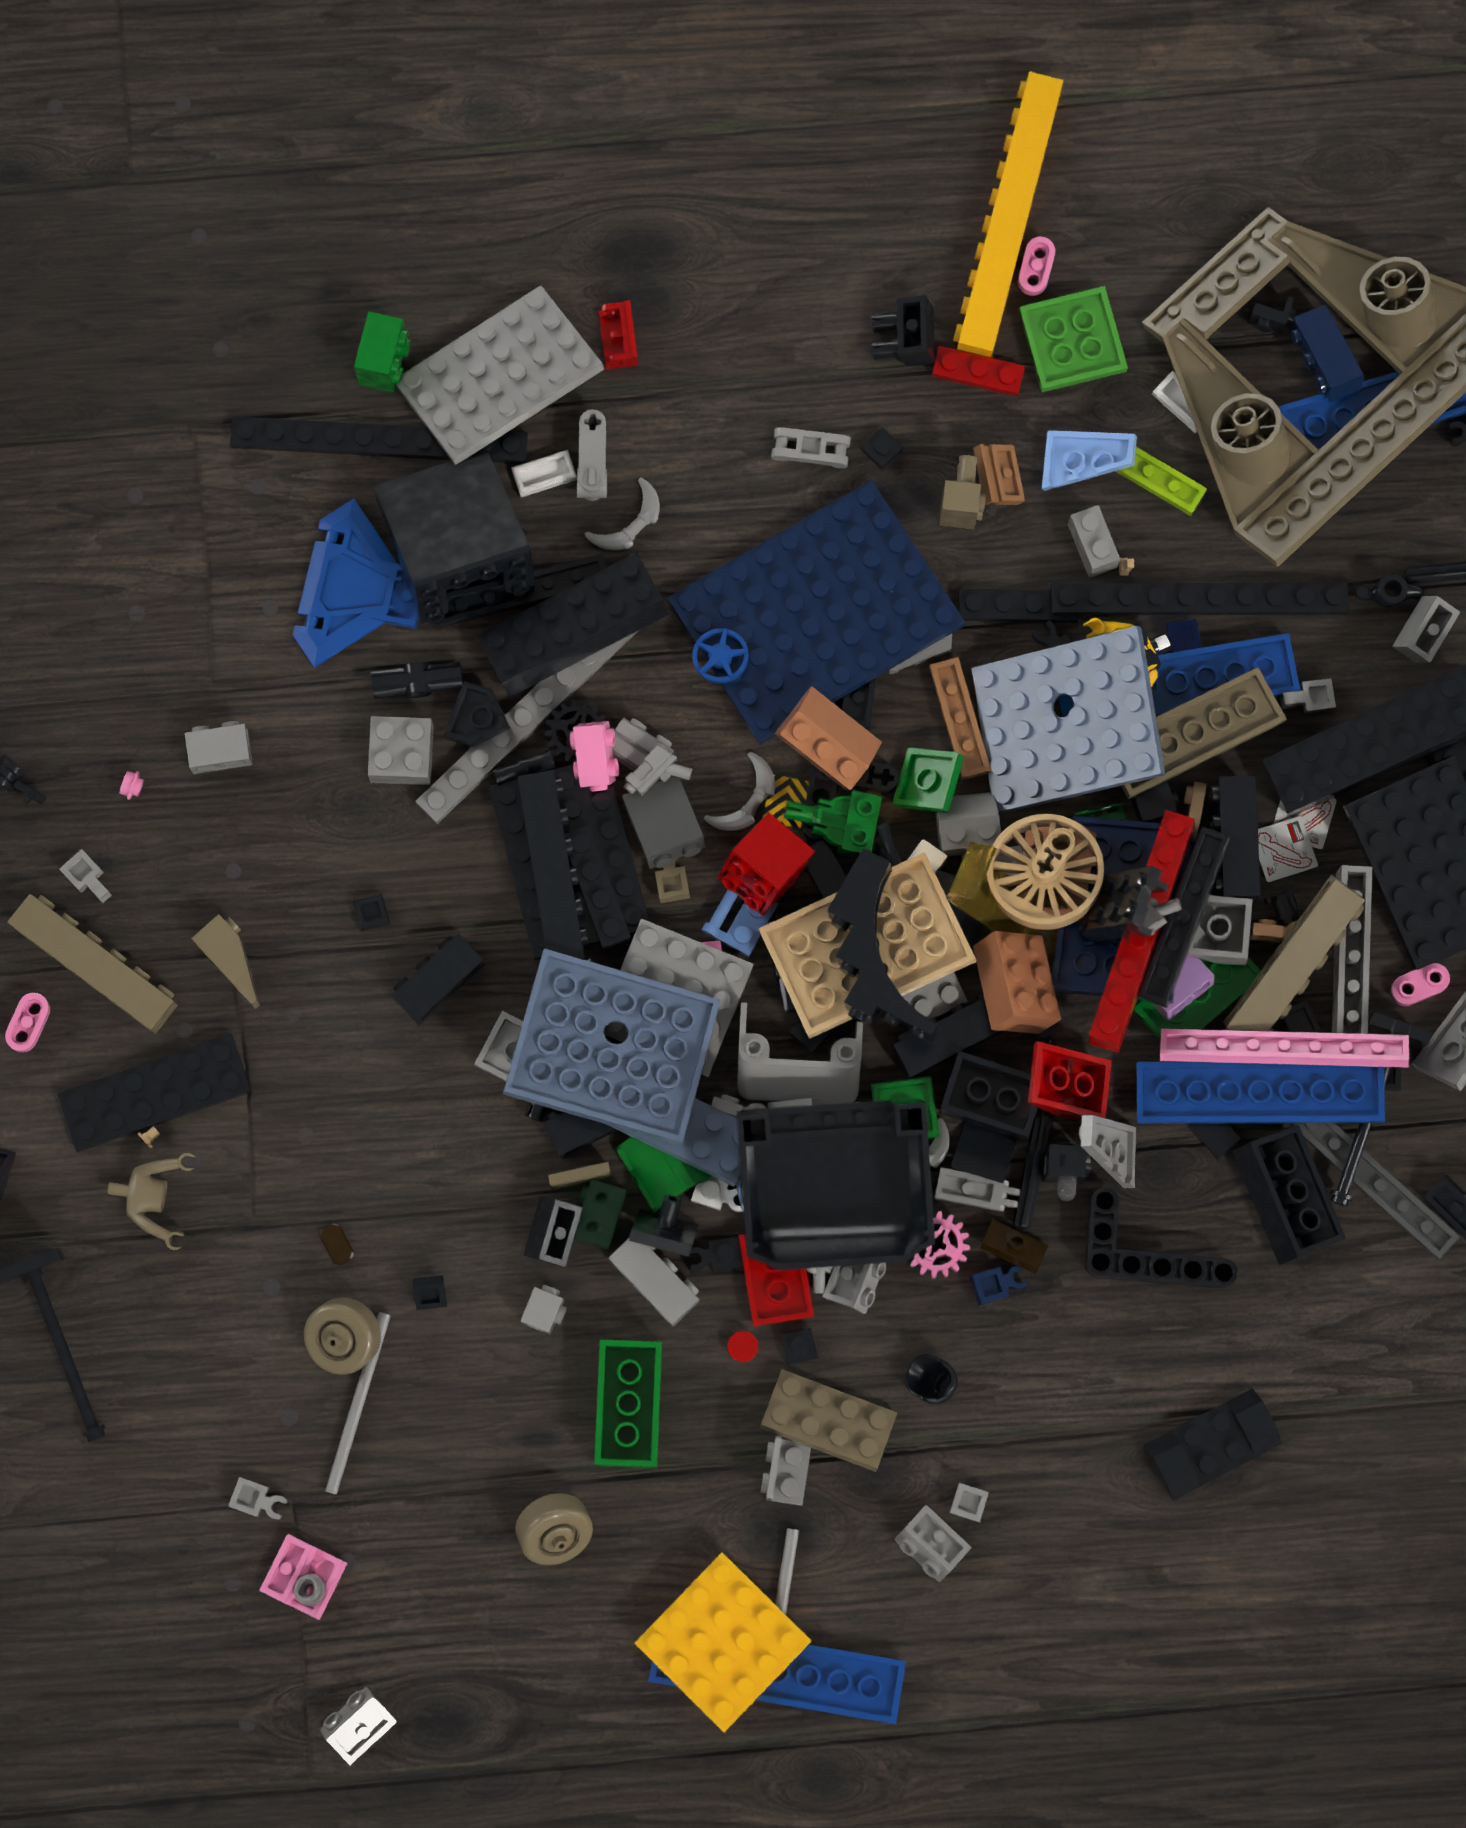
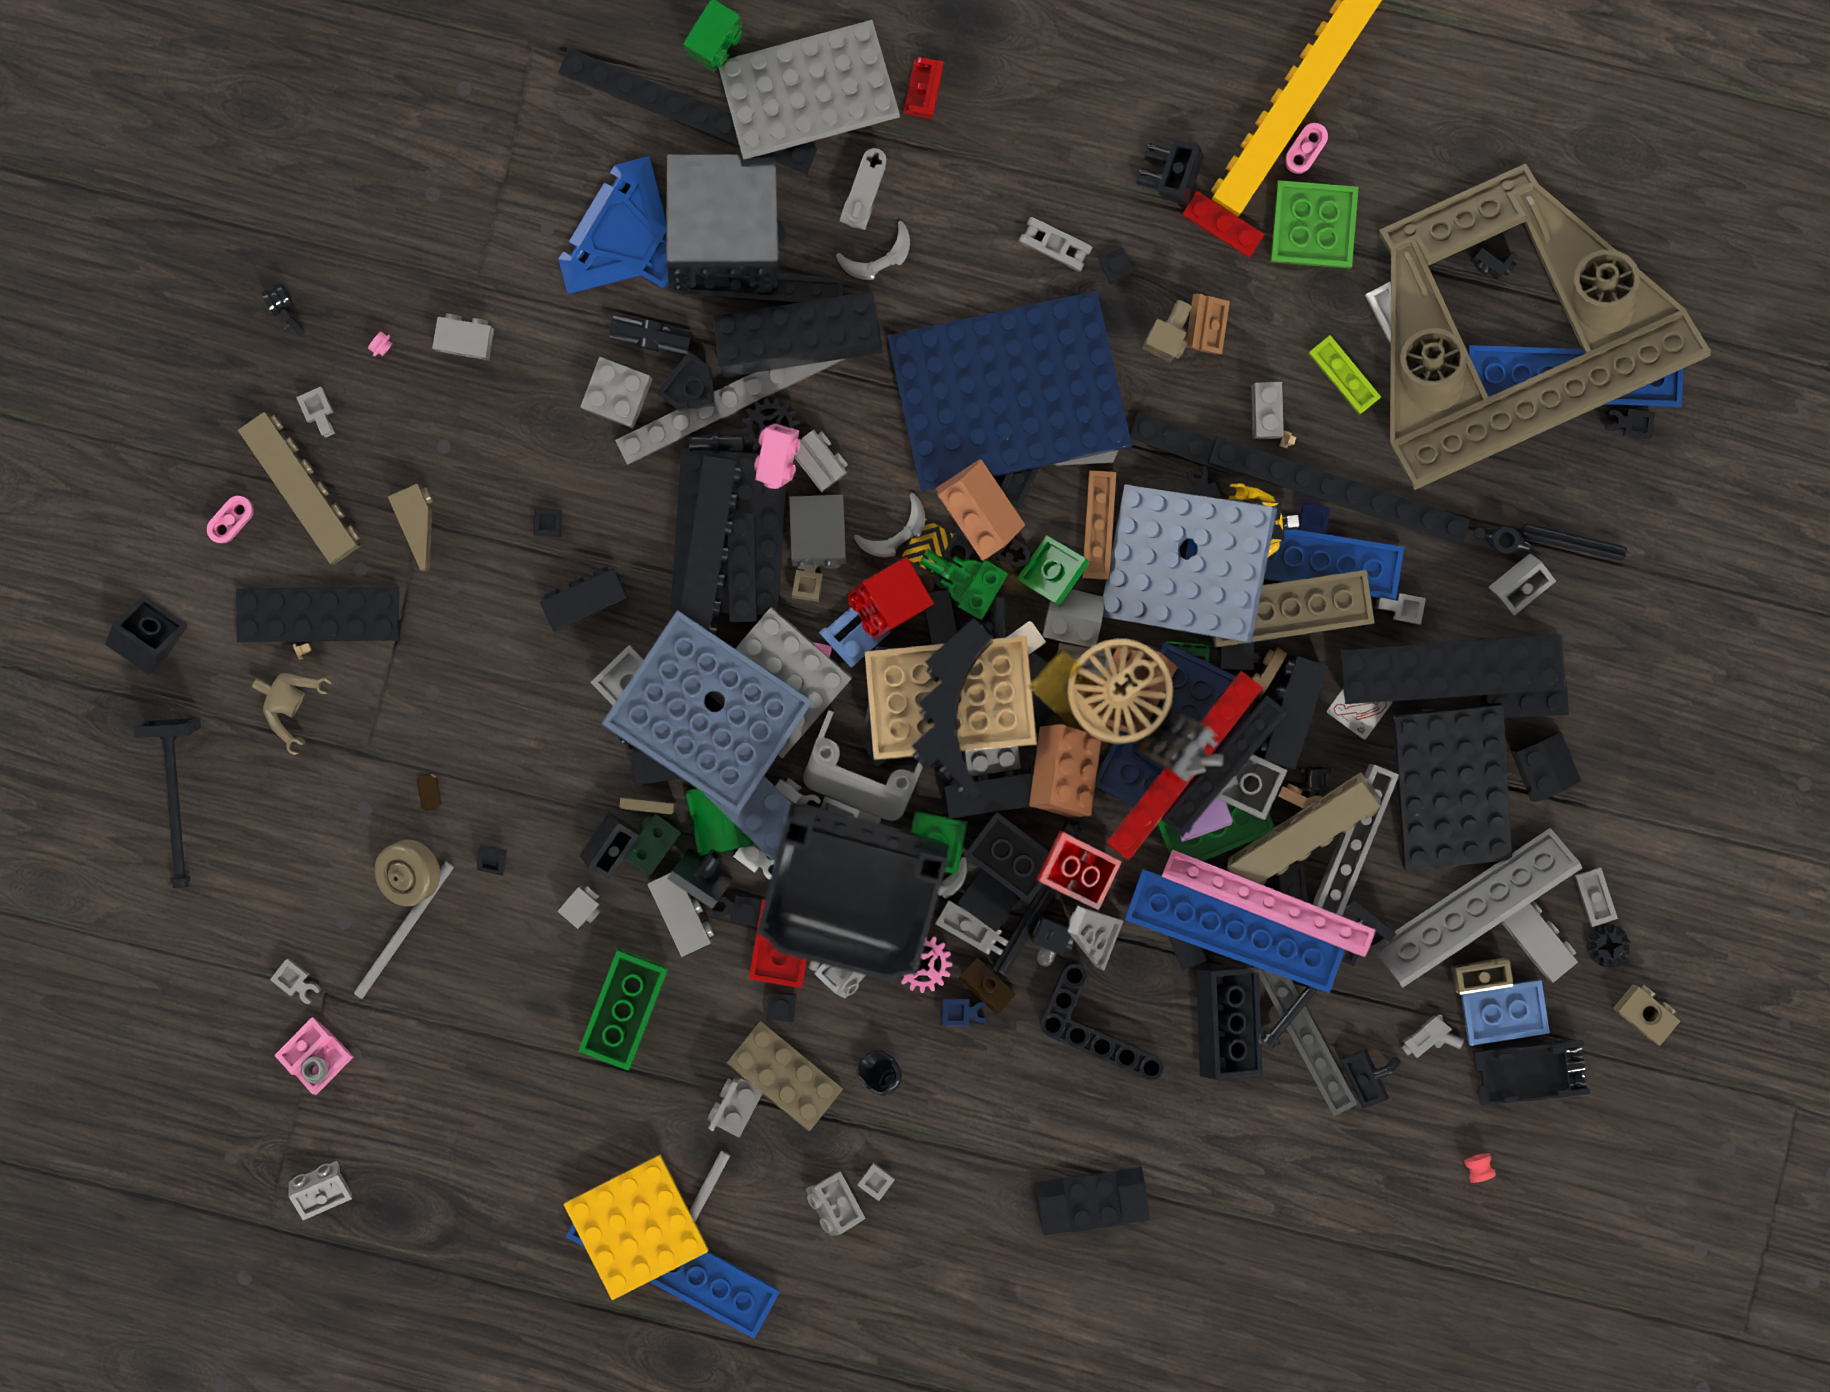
camera: 20 degrees right, 10 degrees up
(544, 473) = (819, 188): white tile -> none
(554, 1529) = (529, 1089): dark tan wheel -> none
(656, 766) = (827, 482): light grey piece -> none
(720, 655) = (913, 404): blue wheel -> none
(742, 1346) = (735, 991): red tile -> none
(1084, 455) = (1286, 332): light blue wing -> none
(1285, 849) = (1333, 729): white sticker -> none
(1326, 353) = (1527, 313): dark blue brick -> none
(1420, 983) = (1404, 882): bright pink plate -> none

